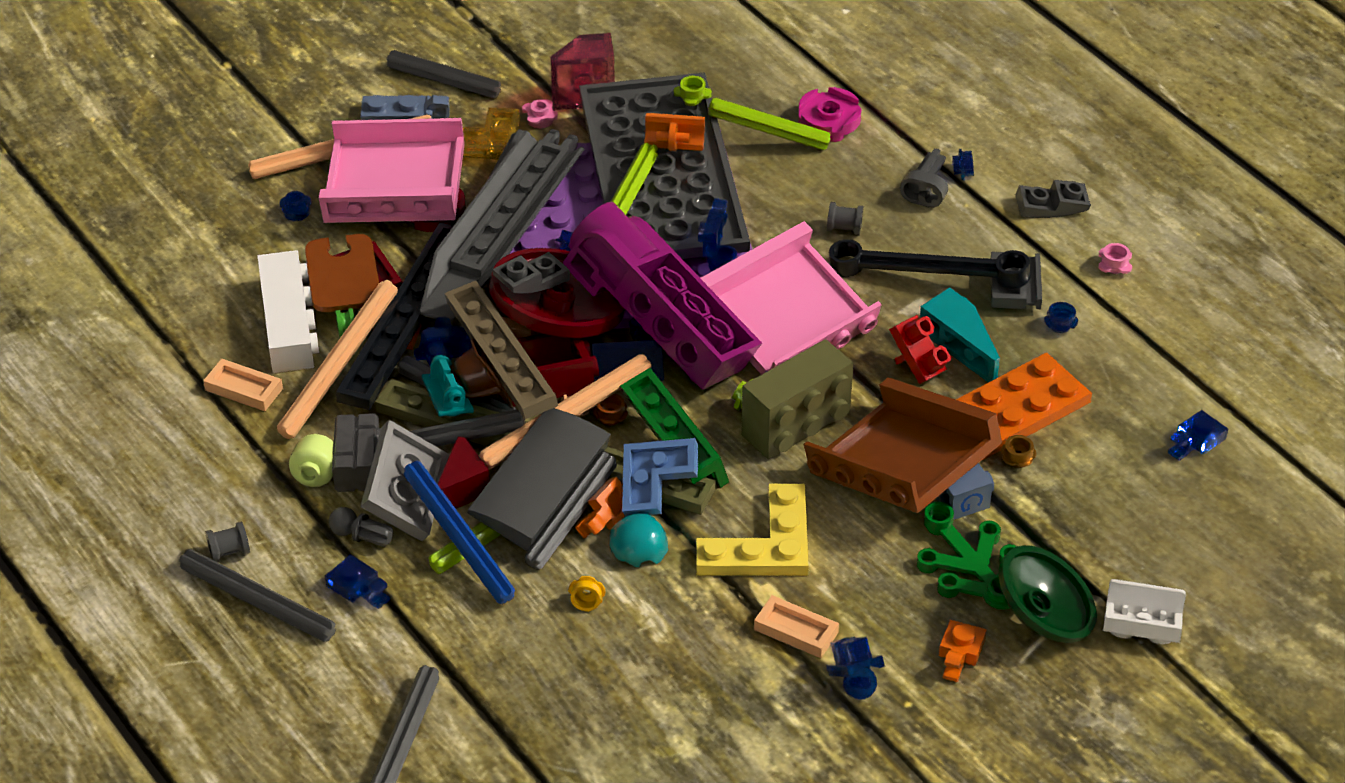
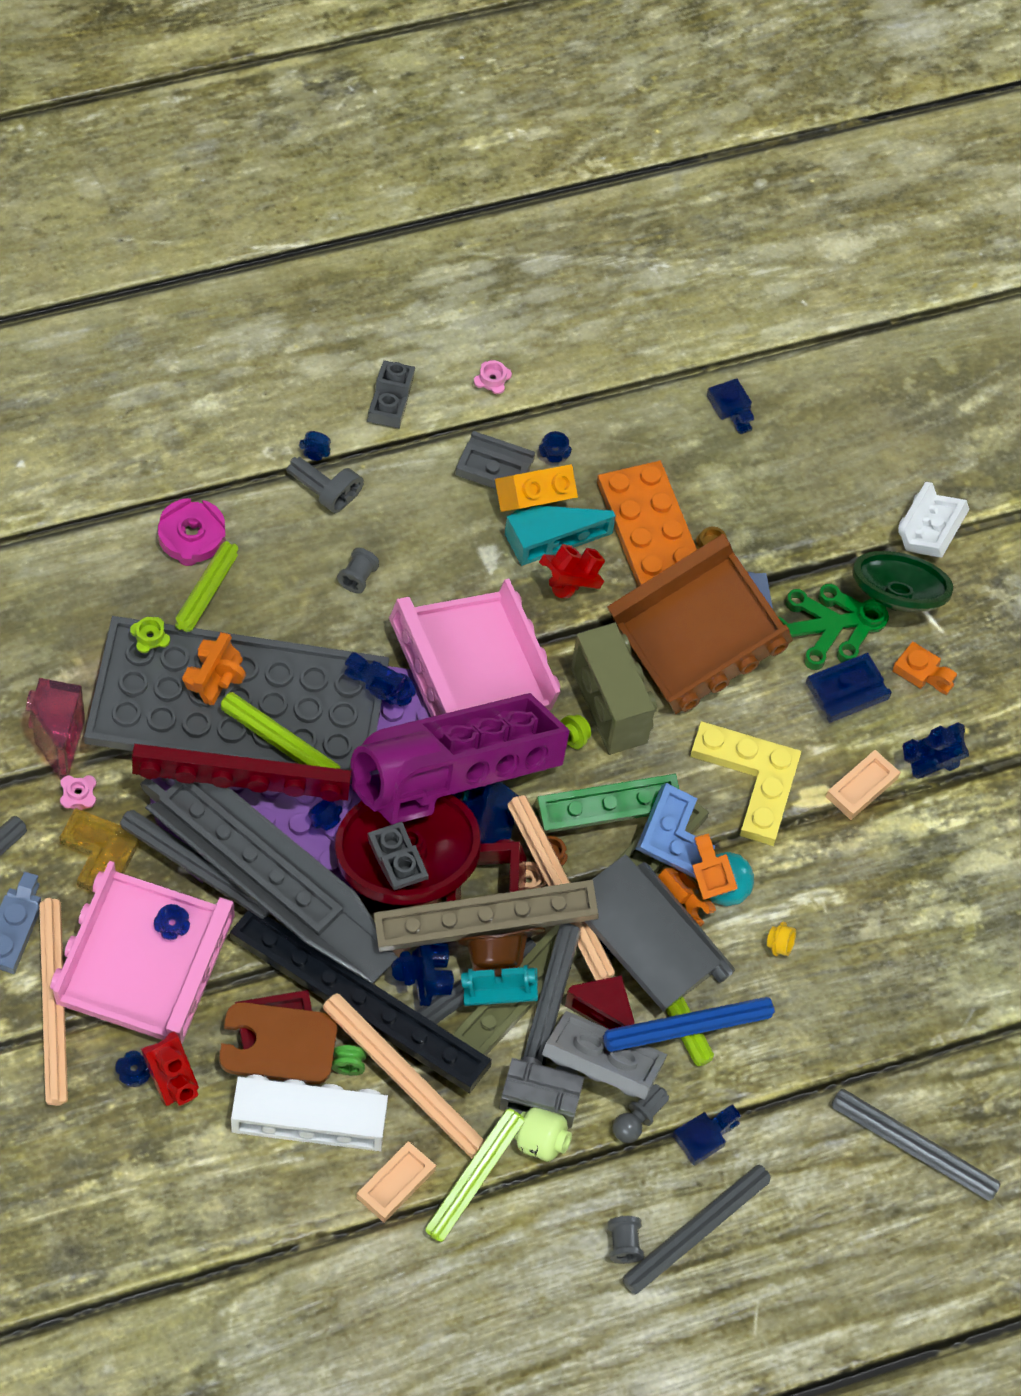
camera: 80 degrees left, 15 degrees up
(257, 422) = (474, 1175): none -> axle
(294, 214) = (171, 1070): none -> red hips
(426, 174) = (169, 913): none -> clear blue plate
(571, 155) = (241, 772): none -> dark red plate
(624, 505) = (713, 873): none -> orange plate
(902, 588) = (848, 687): none -> clear blue plate
(930, 263) = (457, 520): black piece -> none
(993, 300) = (536, 488): none -> light orange brick

